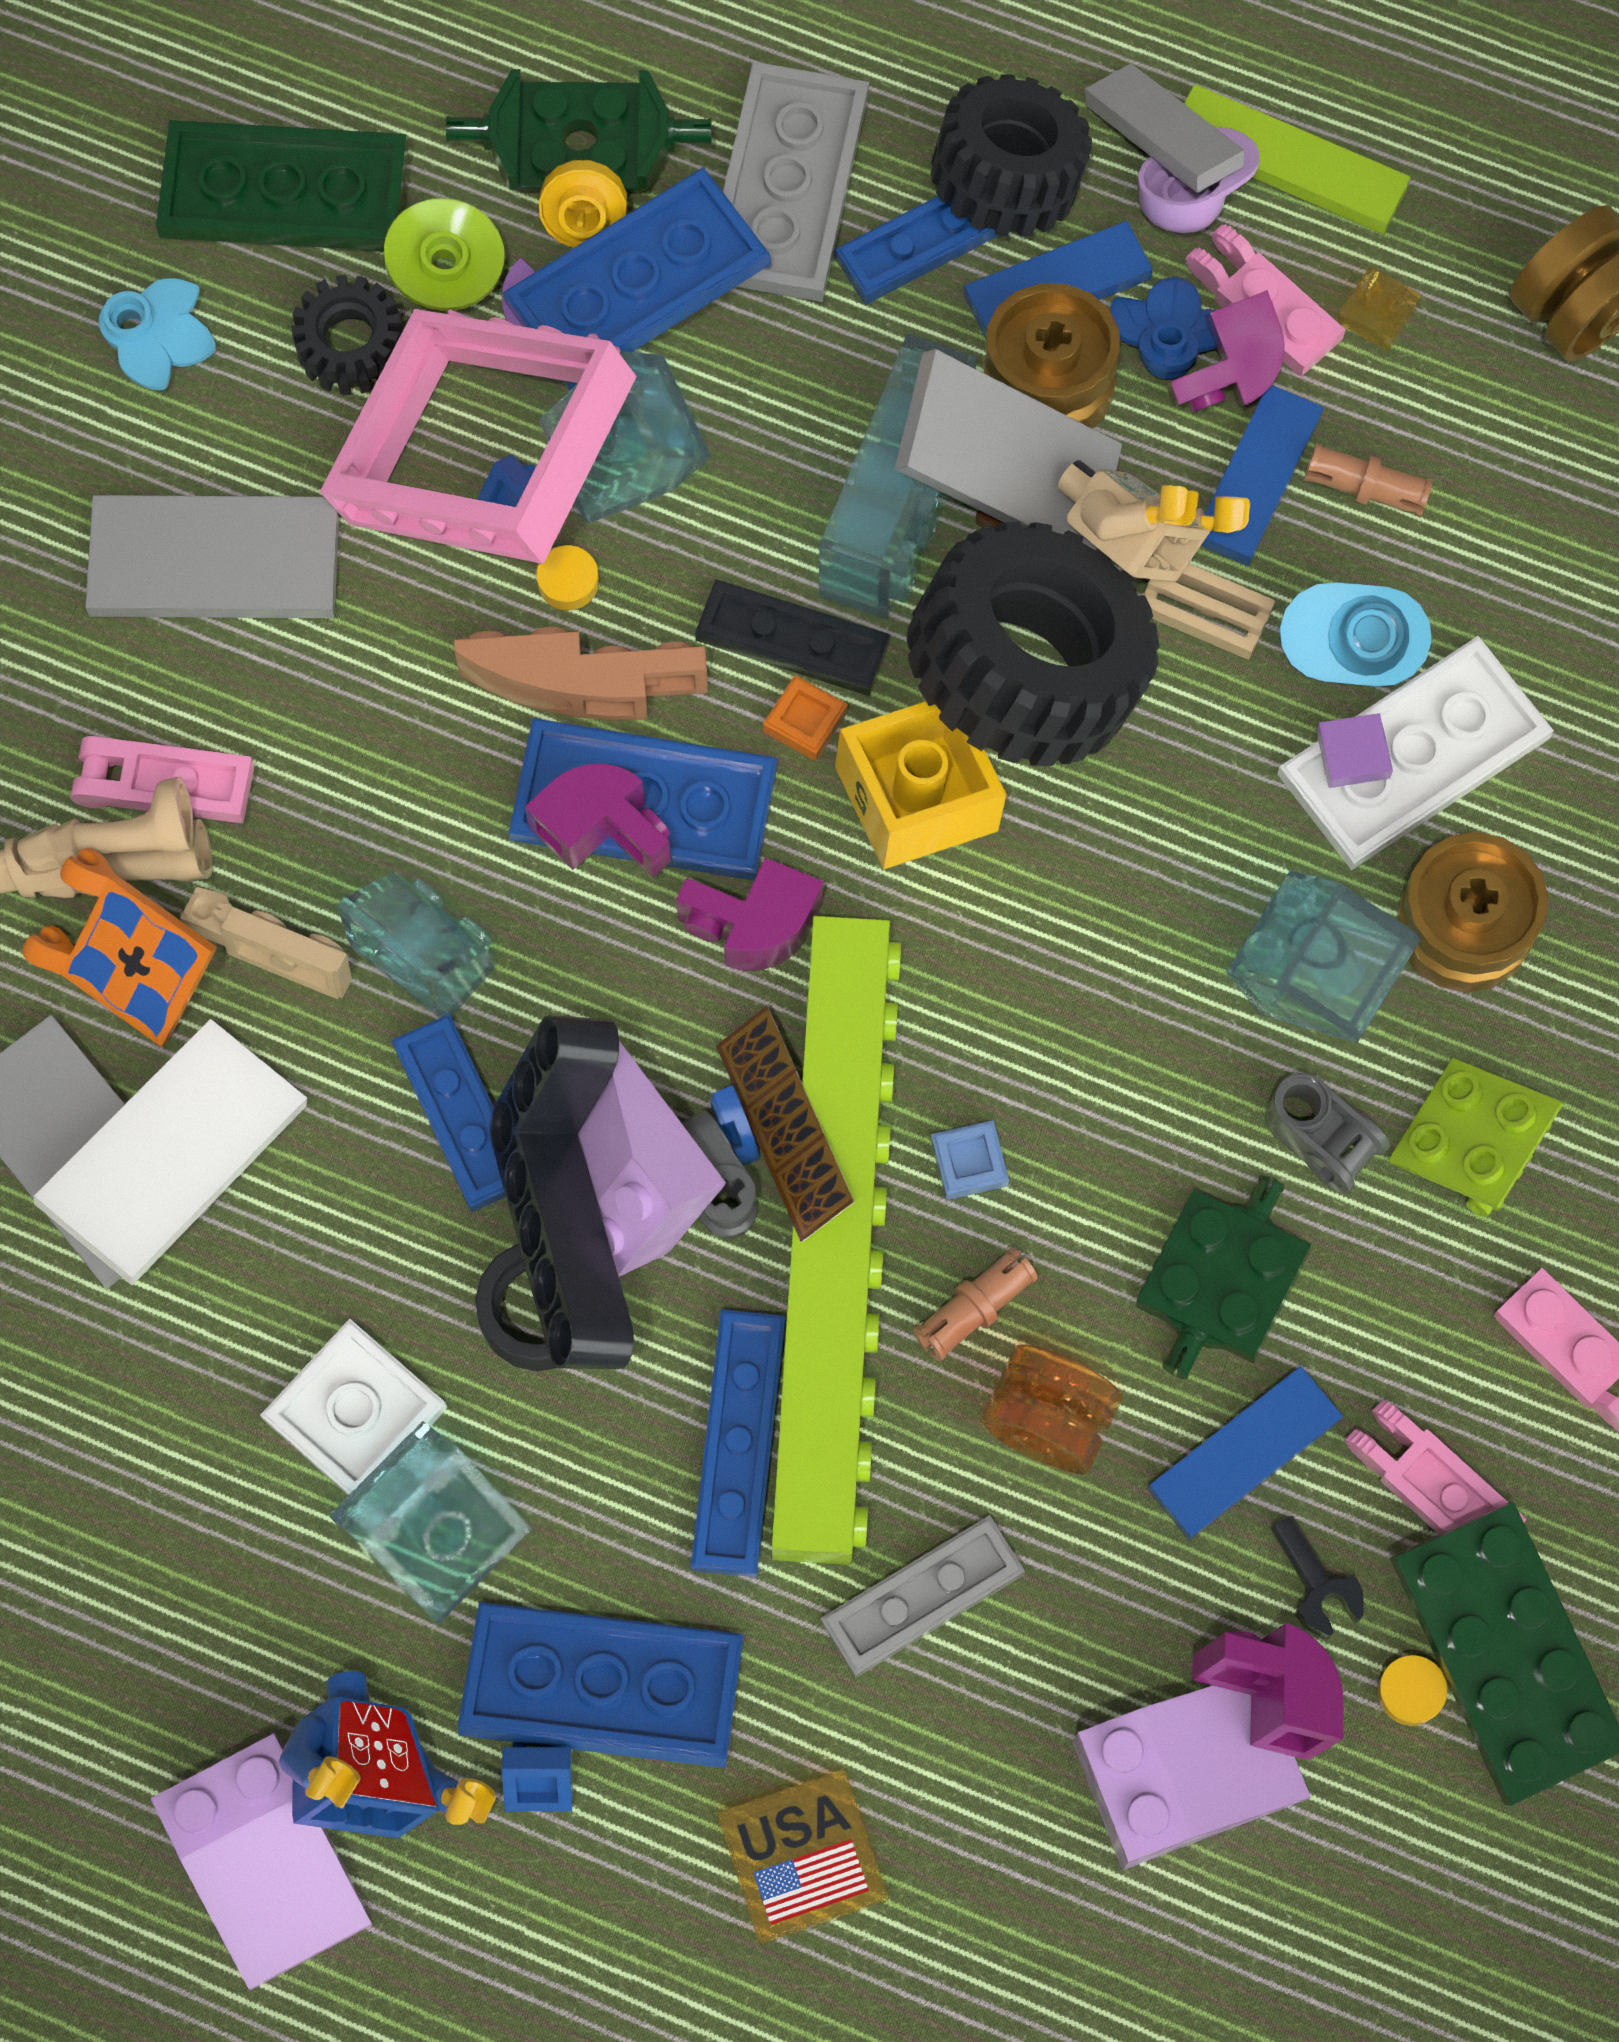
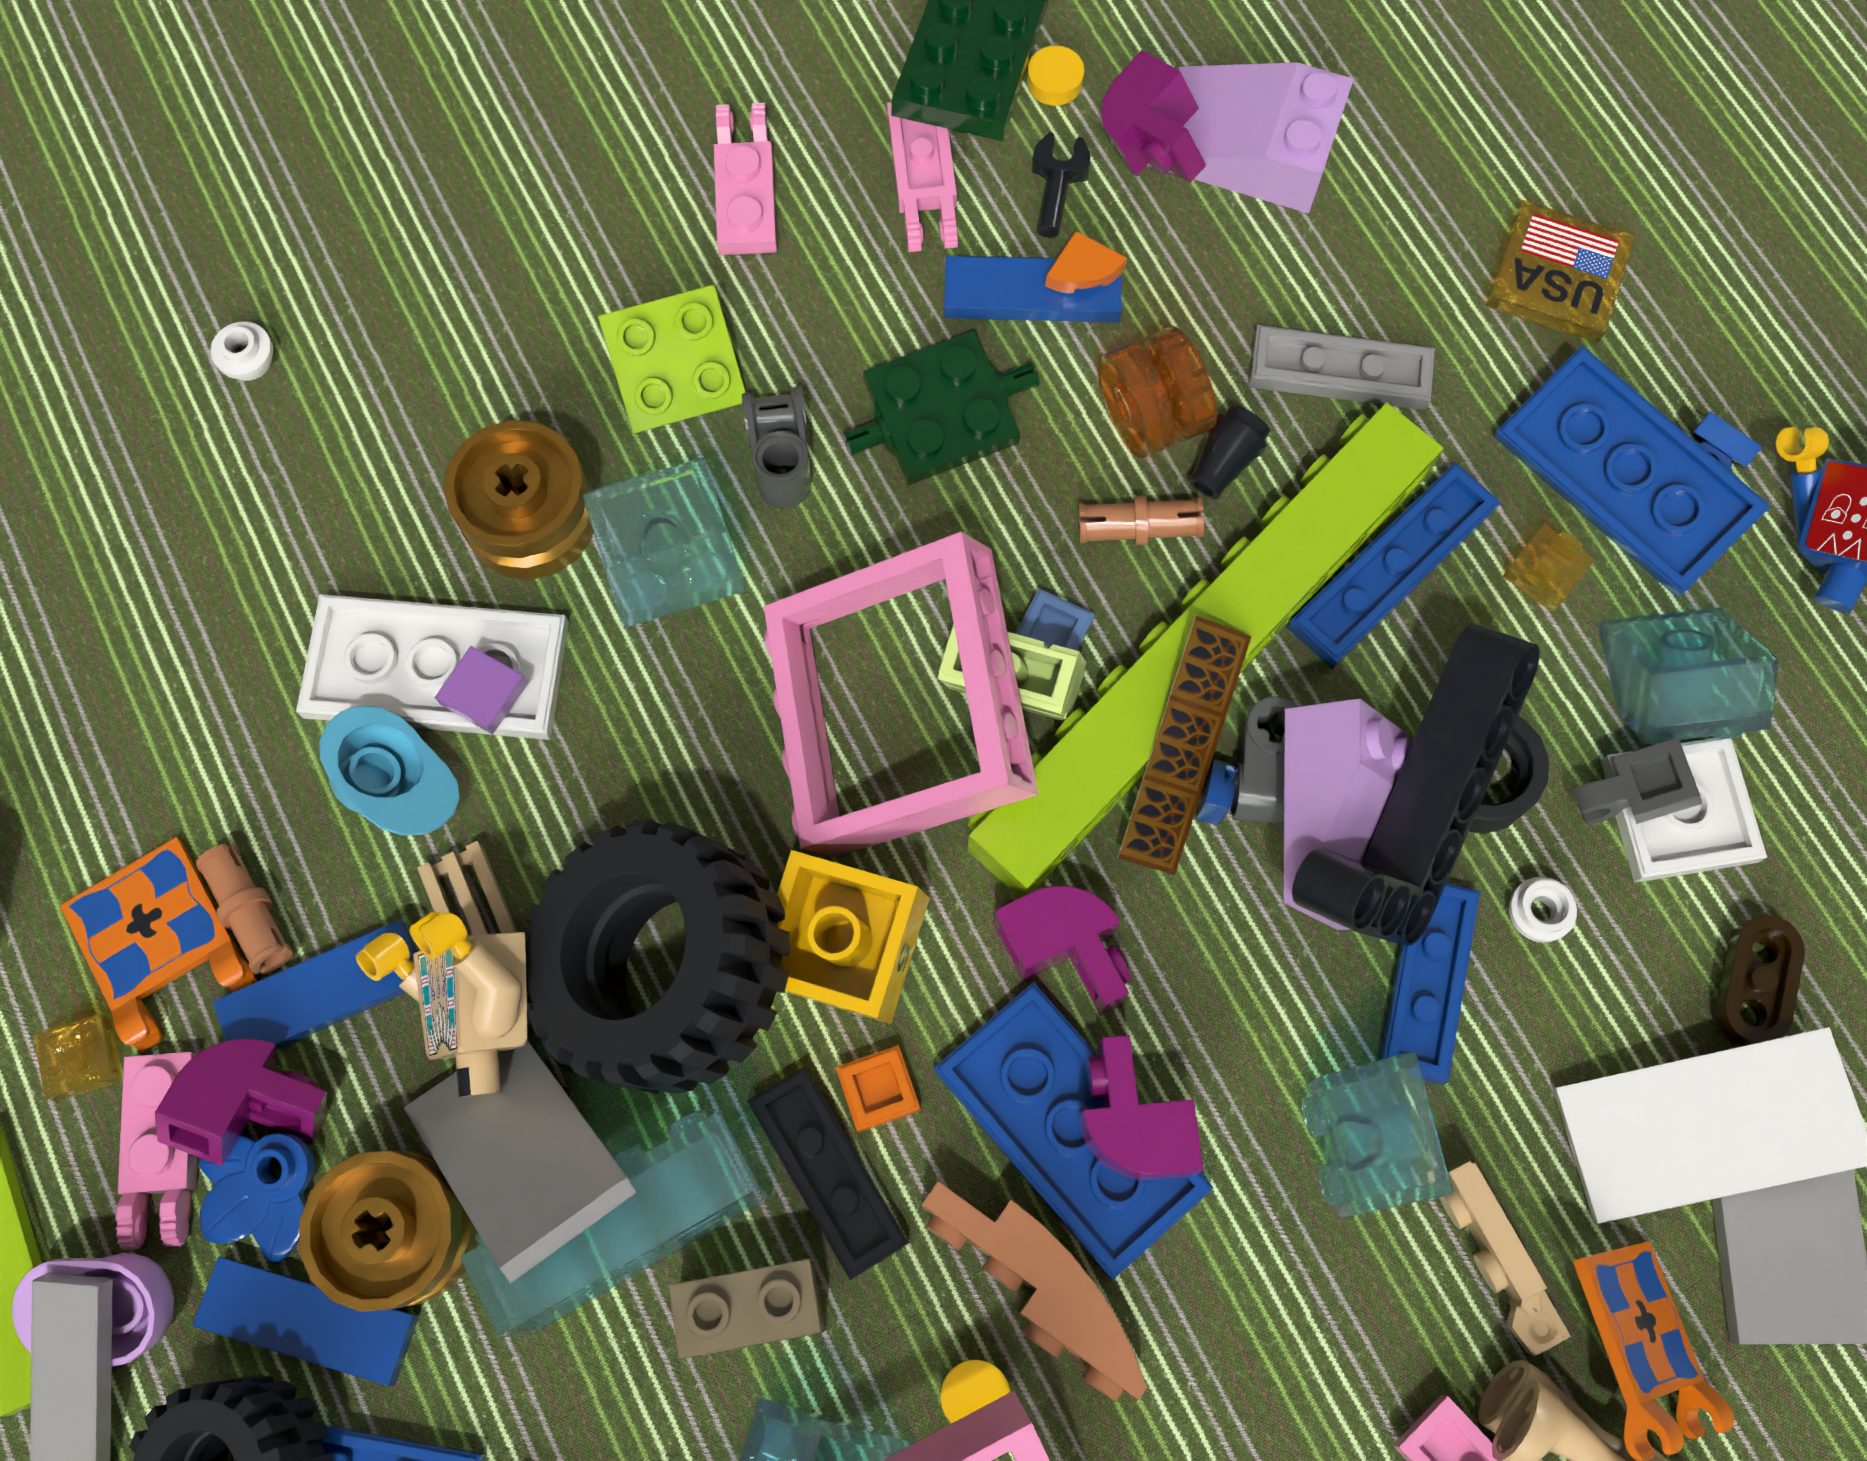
camera: 140 degrees left, 0 degrees up
(202, 1306) = (1765, 987): none -> dark brown plate
(399, 1381) = (1649, 781): none -> dark grey plate
(404, 1215) = (1558, 900): none -> white plate
(607, 1542) = (1549, 567): none -> clear yellow tile
(767, 502) = (746, 1308): none -> dark tan brick
(953, 1428) = (1229, 450): none -> black cone
(966, 1077) = (1045, 676): none -> yellowish green brick
(989, 1026) = (988, 679): none -> bright pink window
(1214, 1493) = (1084, 265): none -> orange tile
(1417, 416) = (148, 931): none -> orange flag

